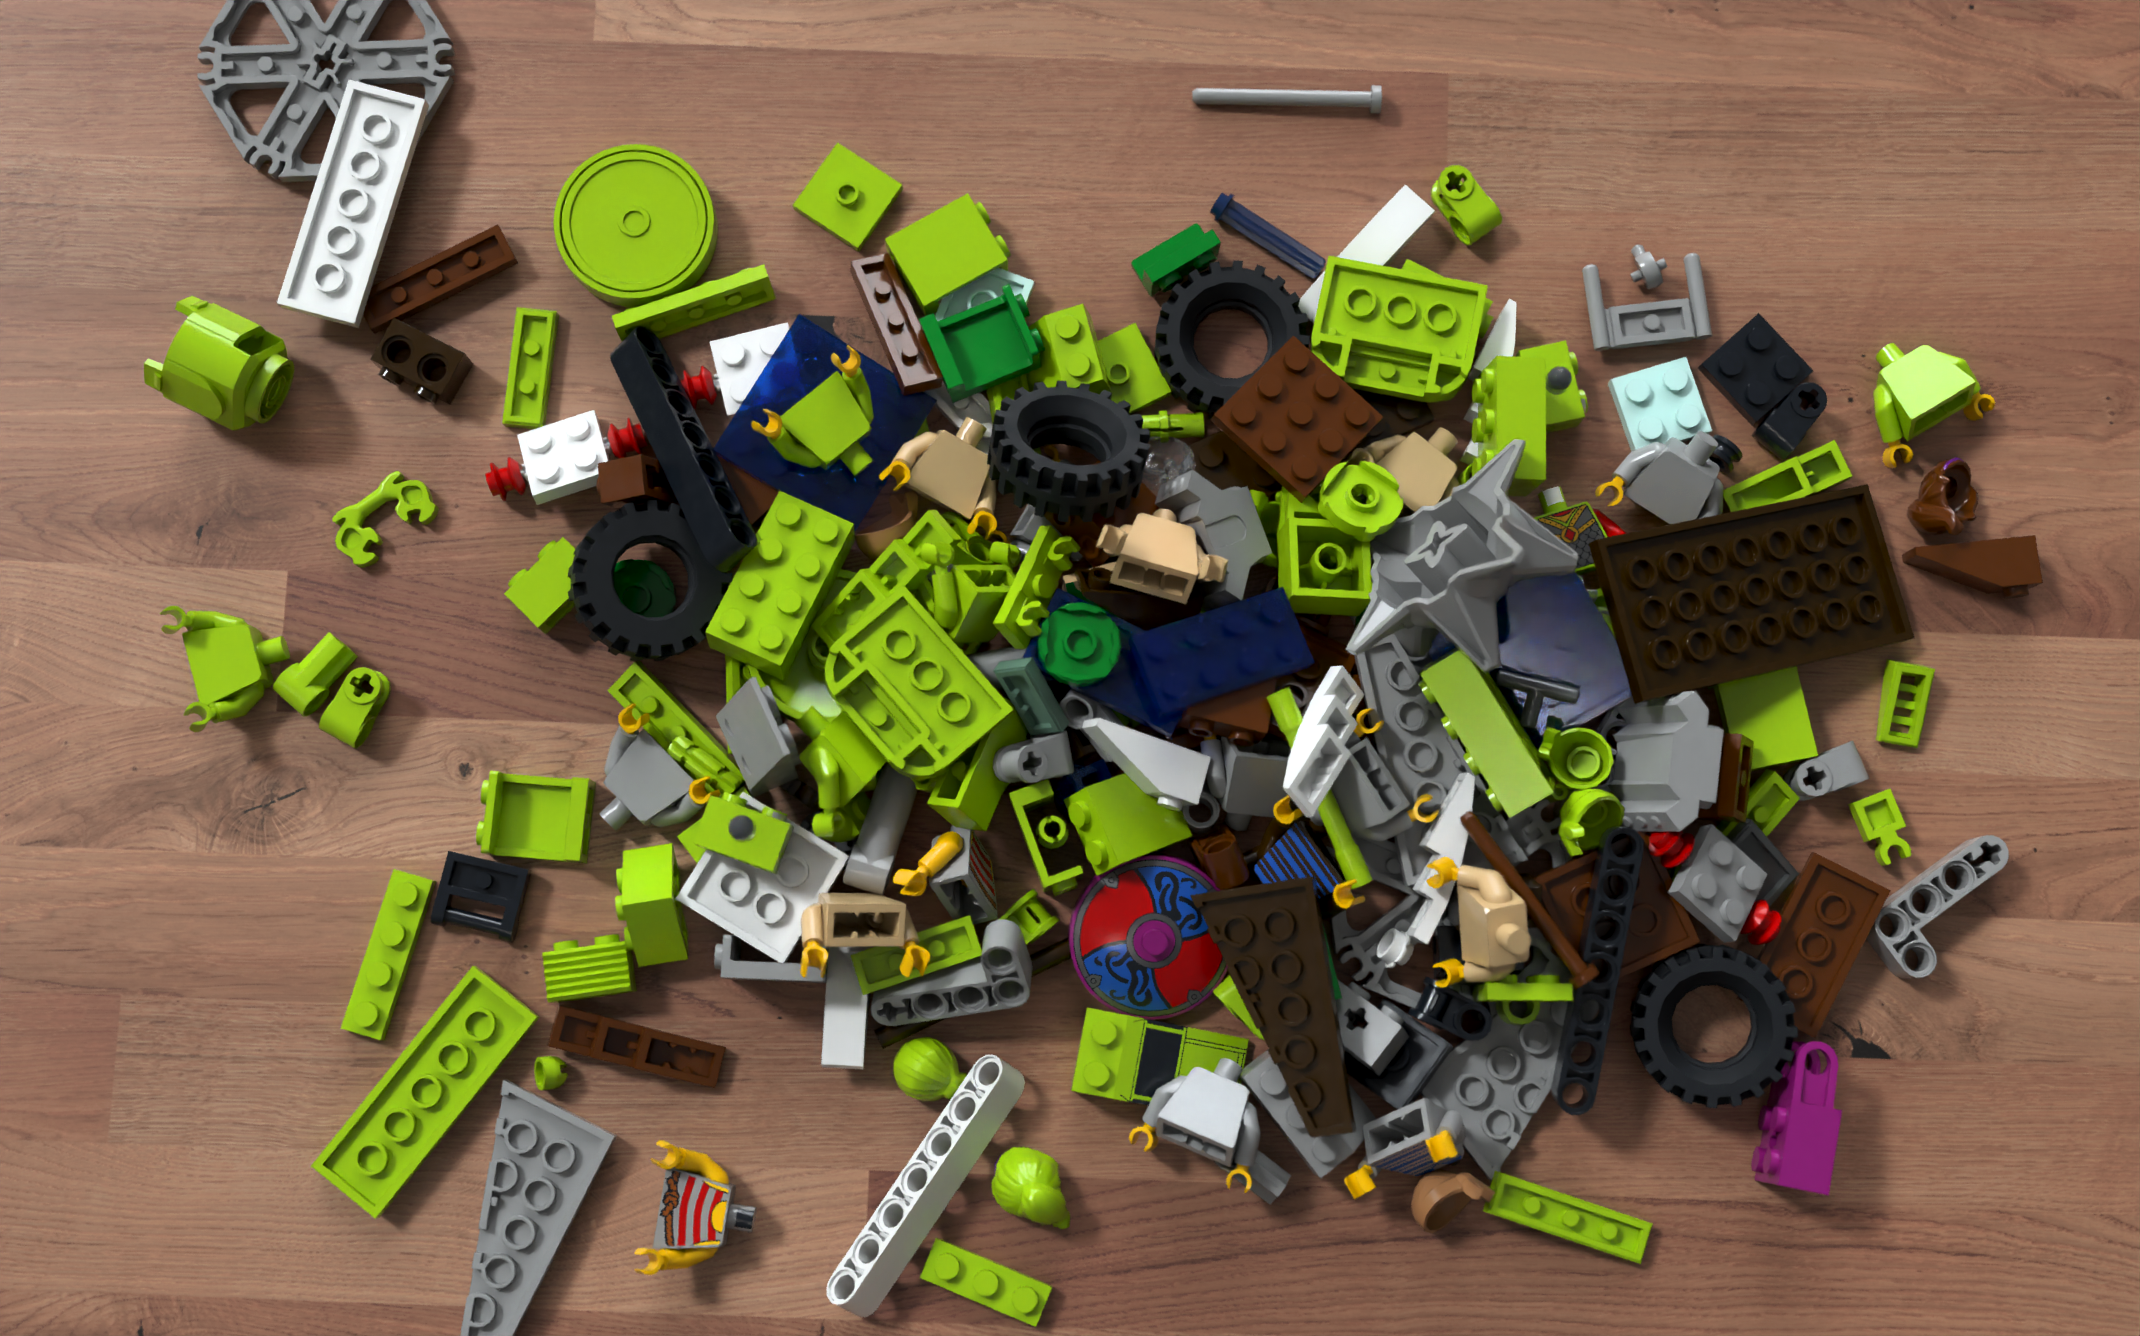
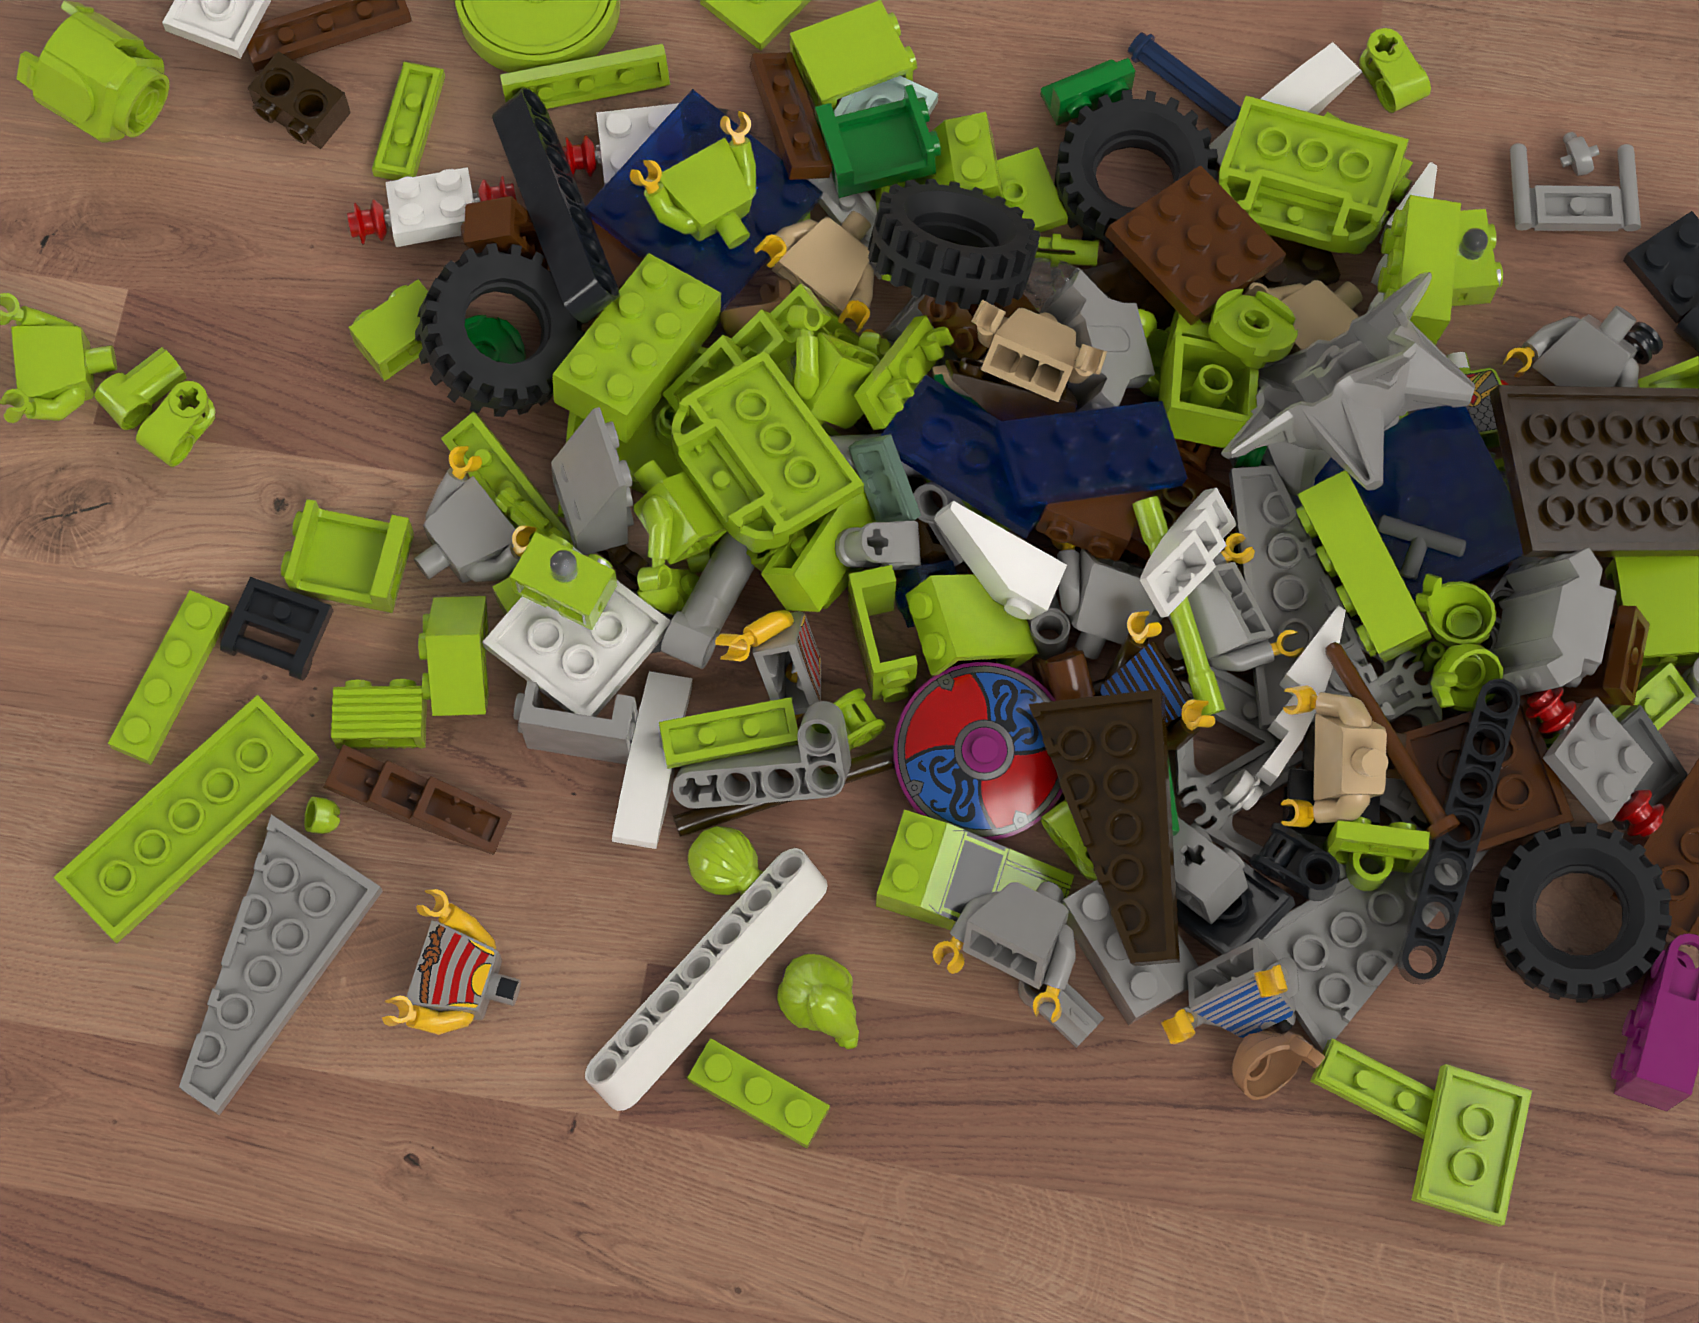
camera: 10 degrees right, 10 degrees down
(412, 498) = (203, 266): lime helmet -> none
(859, 922) = (676, 684): tan torso -> none
(1053, 822) = (889, 629): lime pin -> none
(1079, 644) = (941, 430): green tile -> none
(1633, 1252) = (1471, 1145): none -> lime tile
(1659, 404) = (1577, 284): light aqua plate -> none

